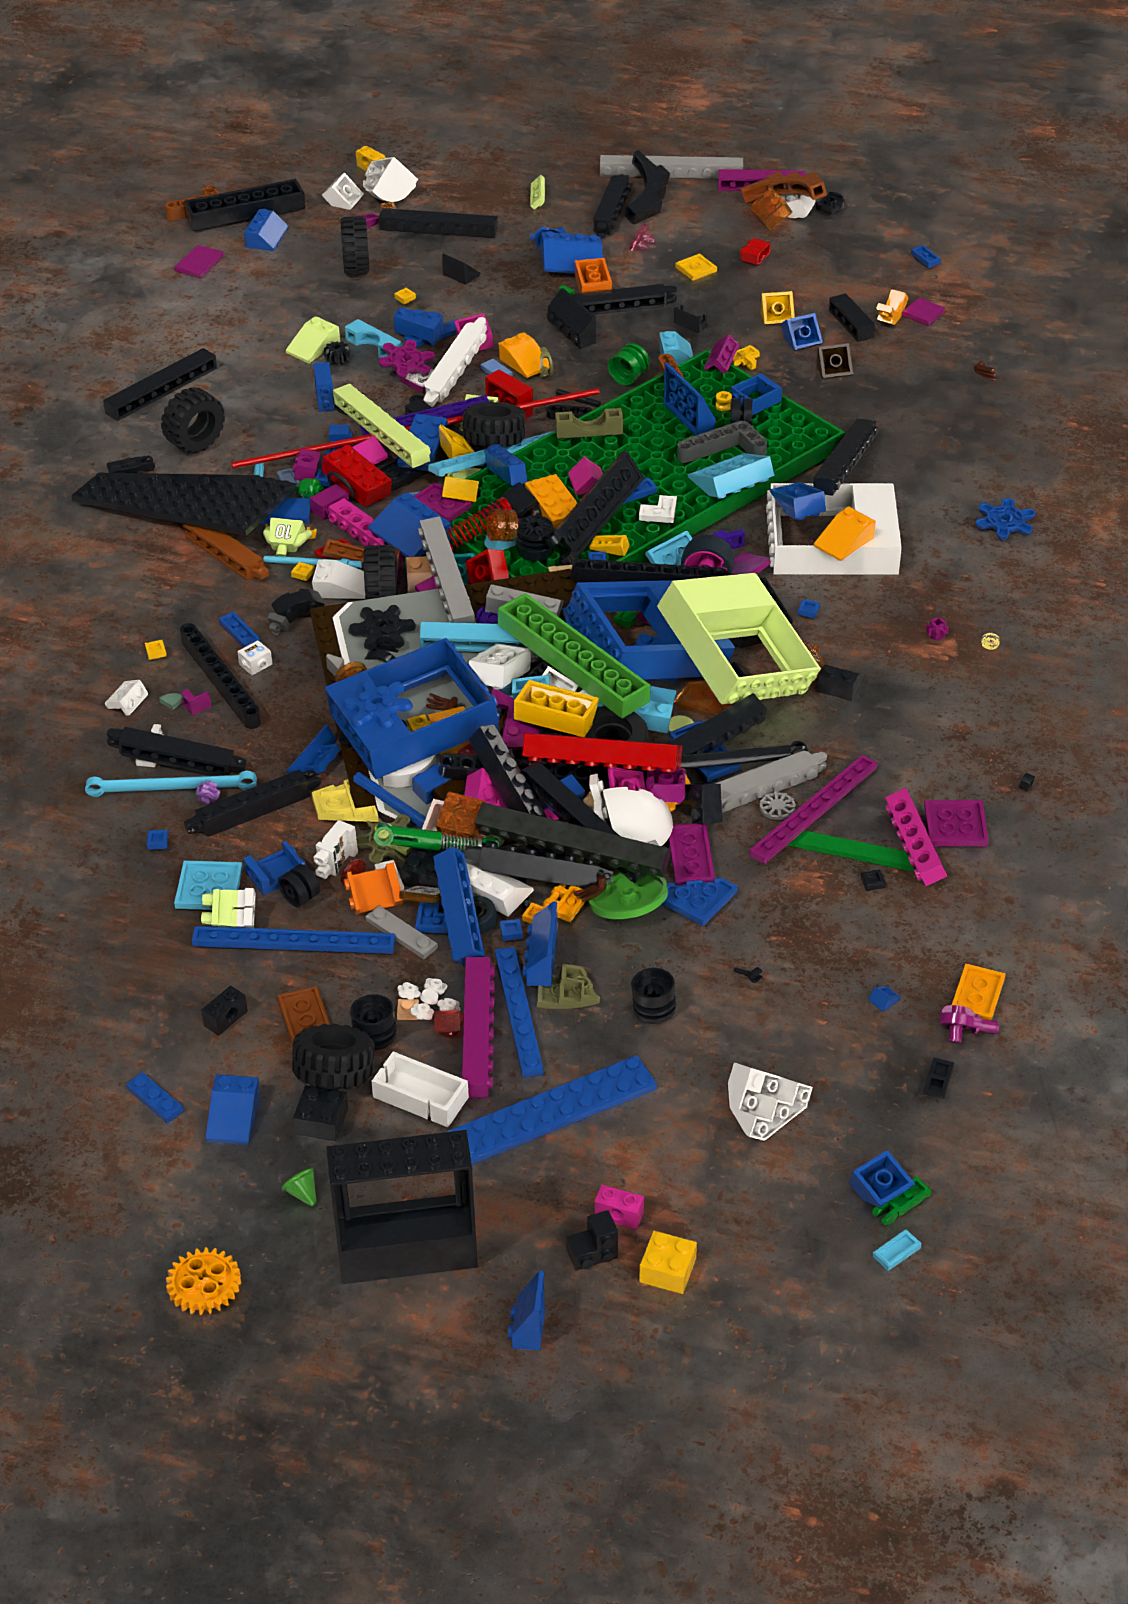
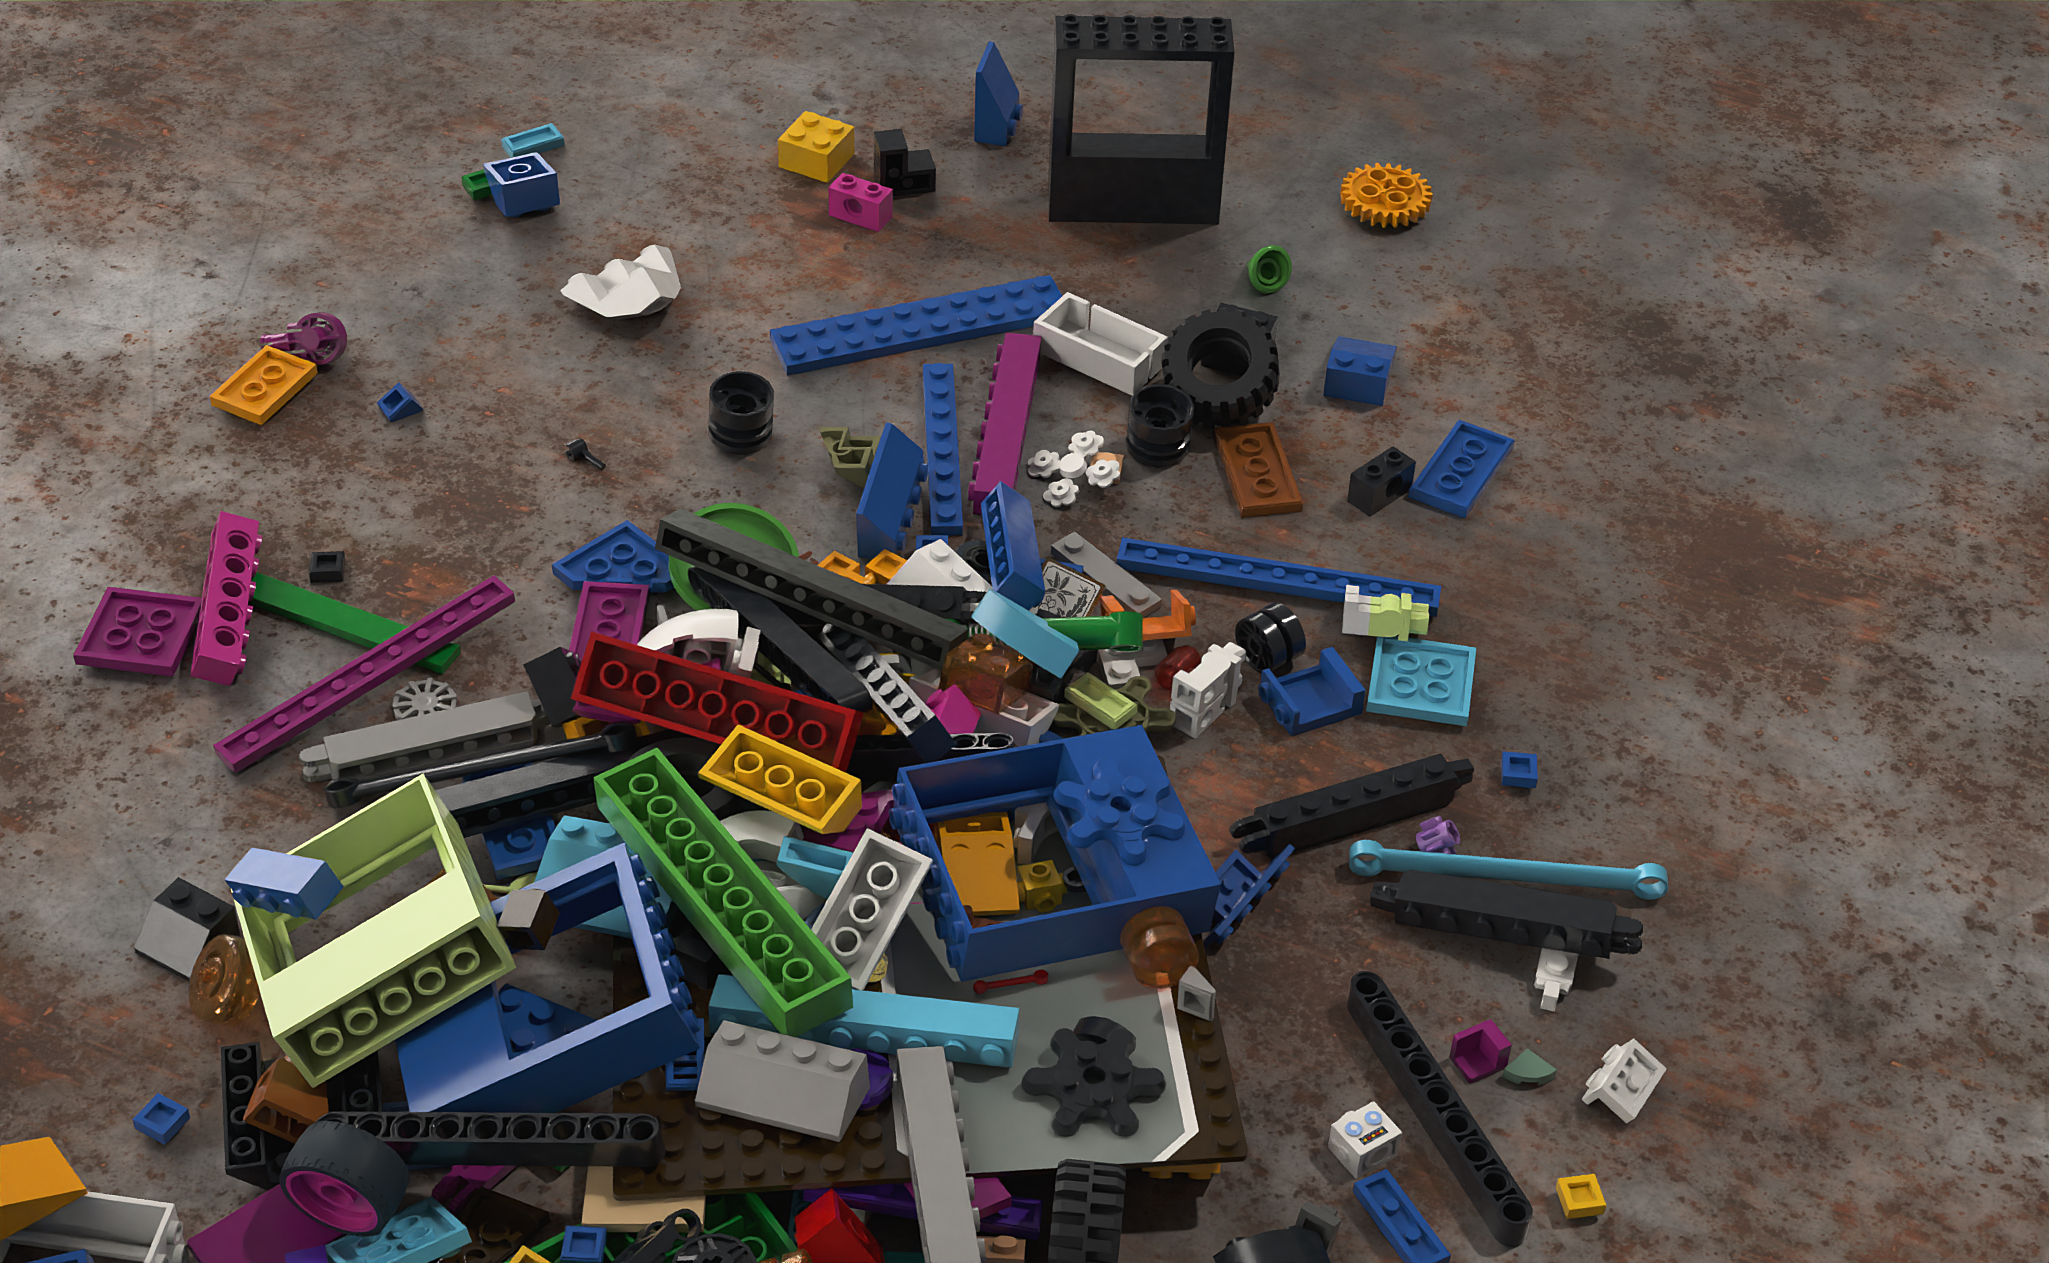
camera: 175 degrees left, 0 degrees up
(154, 1097) = (1473, 400): blue plate -> none
(167, 1041) = (1461, 468): none -> blue tile
(337, 804) = (1207, 789): light yellow wing -> none
(437, 818) = (1026, 633): none -> medium azure slope
(448, 1021) = (1048, 427): clear red brick -> none
(659, 626) = (528, 919): none -> dark brown brick
(786, 642) = (283, 883): none -> blue brick
(938, 1078) = (383, 297): black slope -> none

